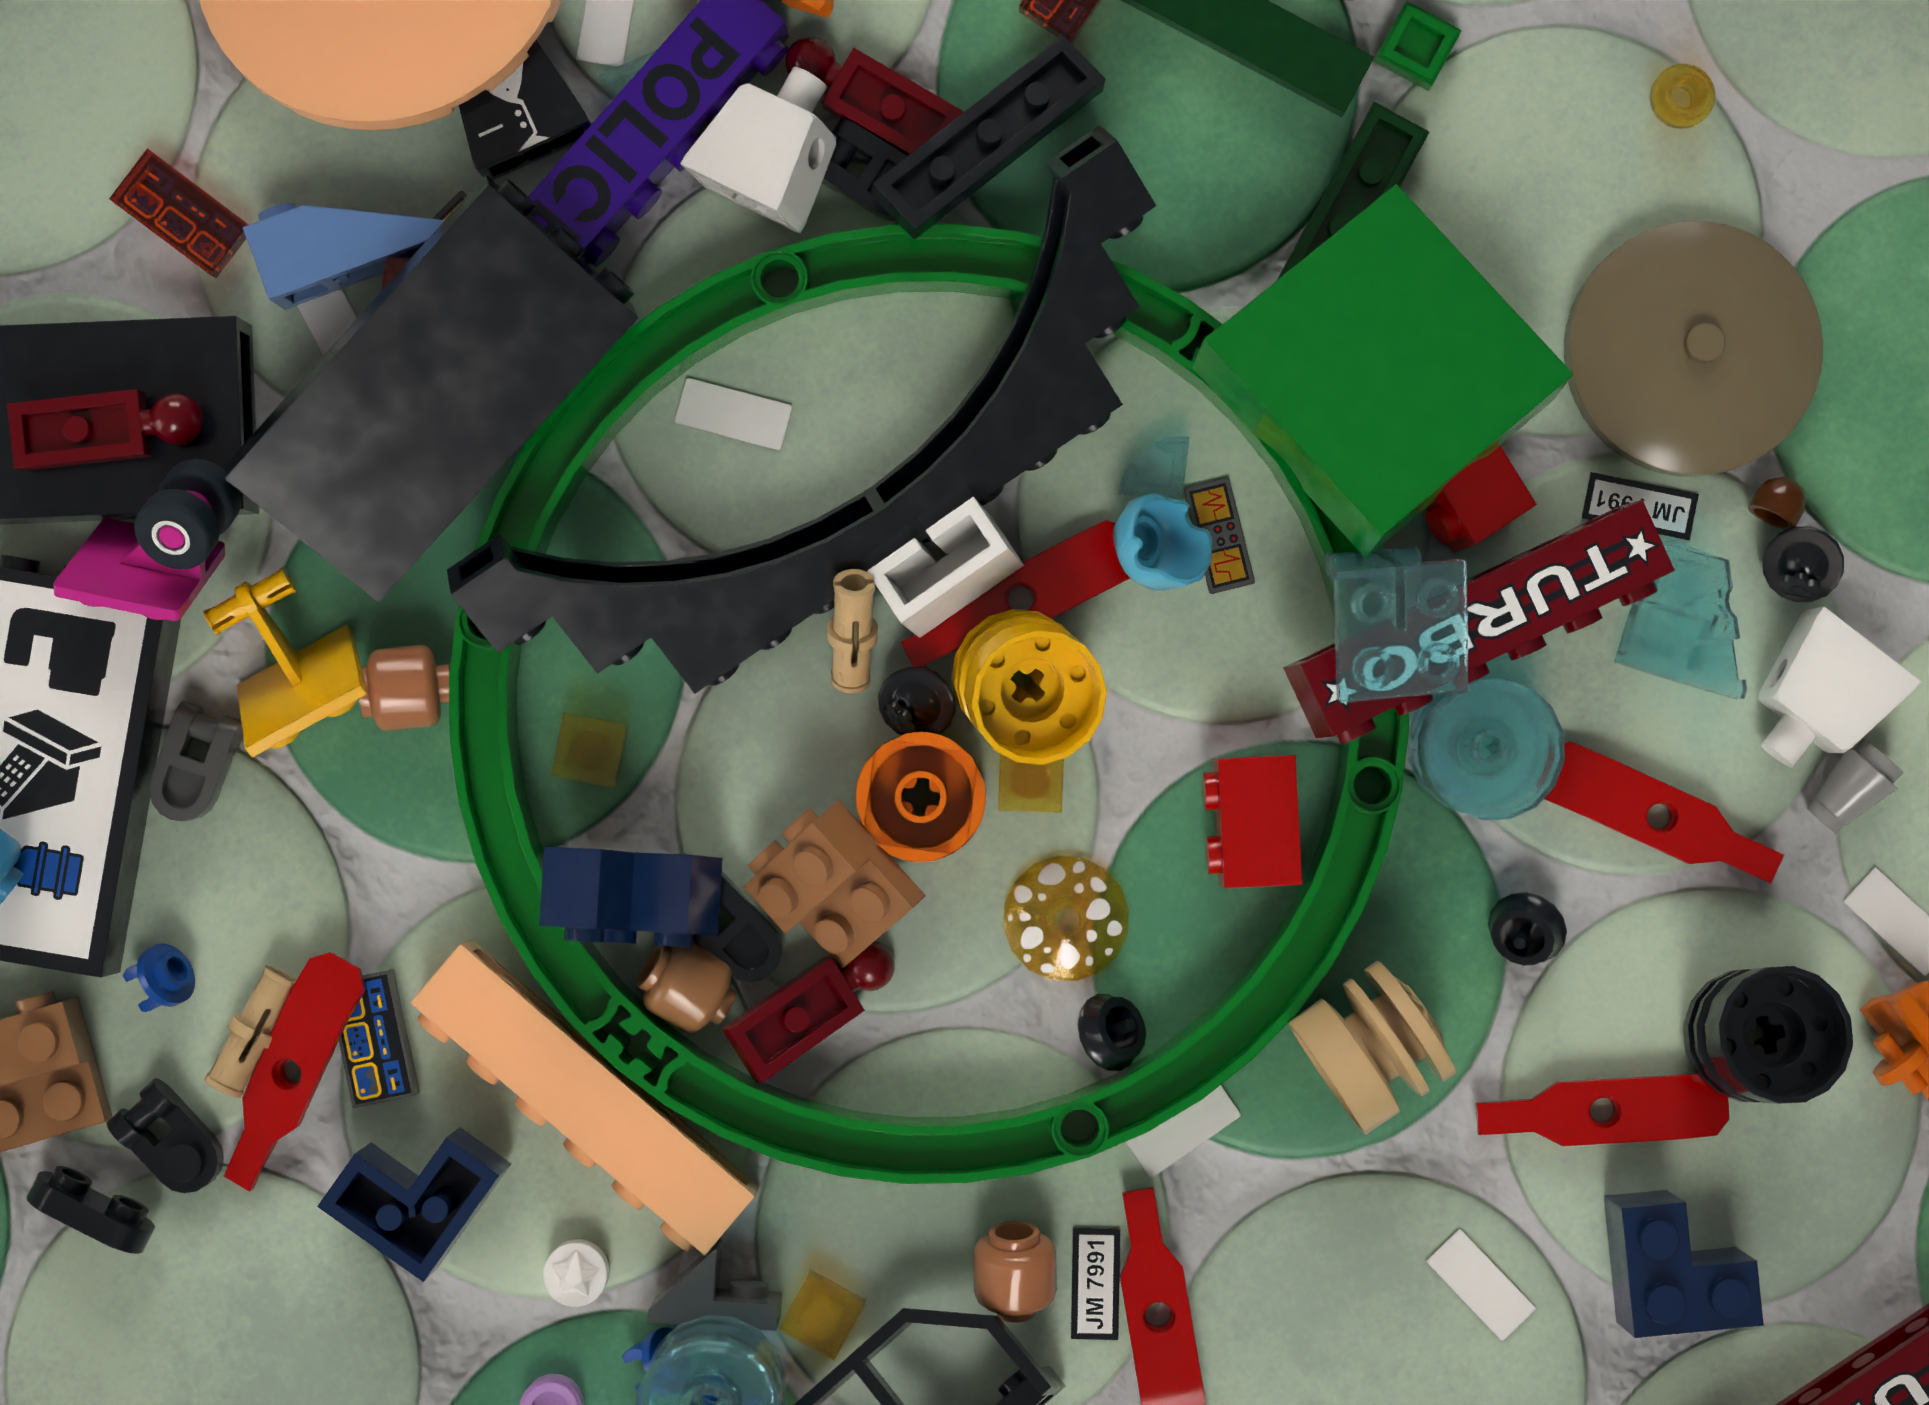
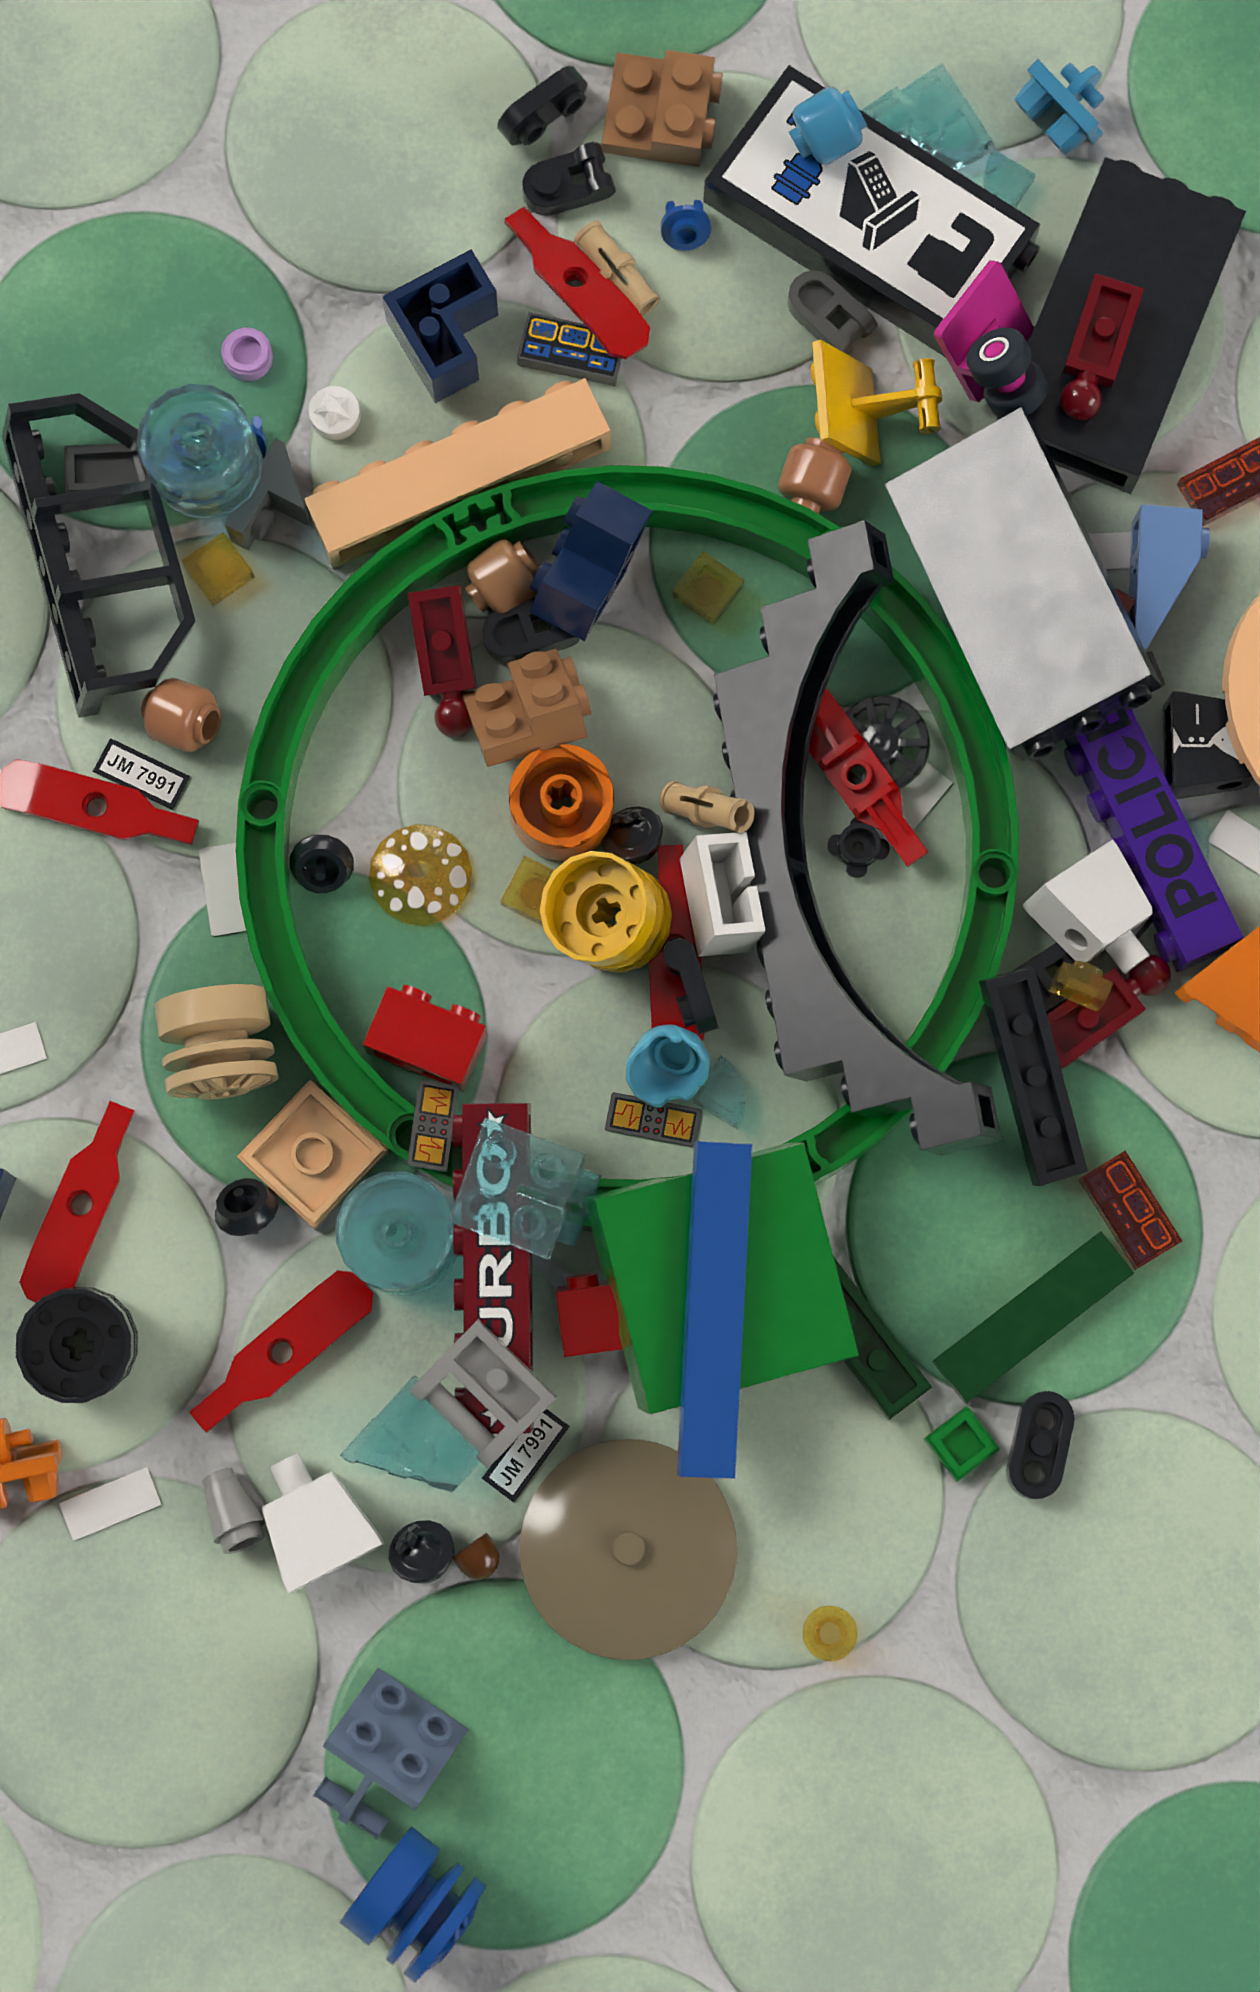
camera: 110 degrees right, 10 degrees down
(682, 474) = (886, 739): none -> black wheel
(754, 446) = (878, 799): none -> red piece
(804, 430) = (857, 862): none -> black plate
(864, 124) = (1081, 984): none -> clear yellow plate
(1080, 541) = (696, 1004): none -> black plate
(1353, 765) = (432, 1125): none -> sticker
(1431, 355) = (714, 1310): none -> blue tile
(1436, 888) = (312, 1154): none -> light nougat tile
(1612, 561) = (495, 1380): none -> light grey plate

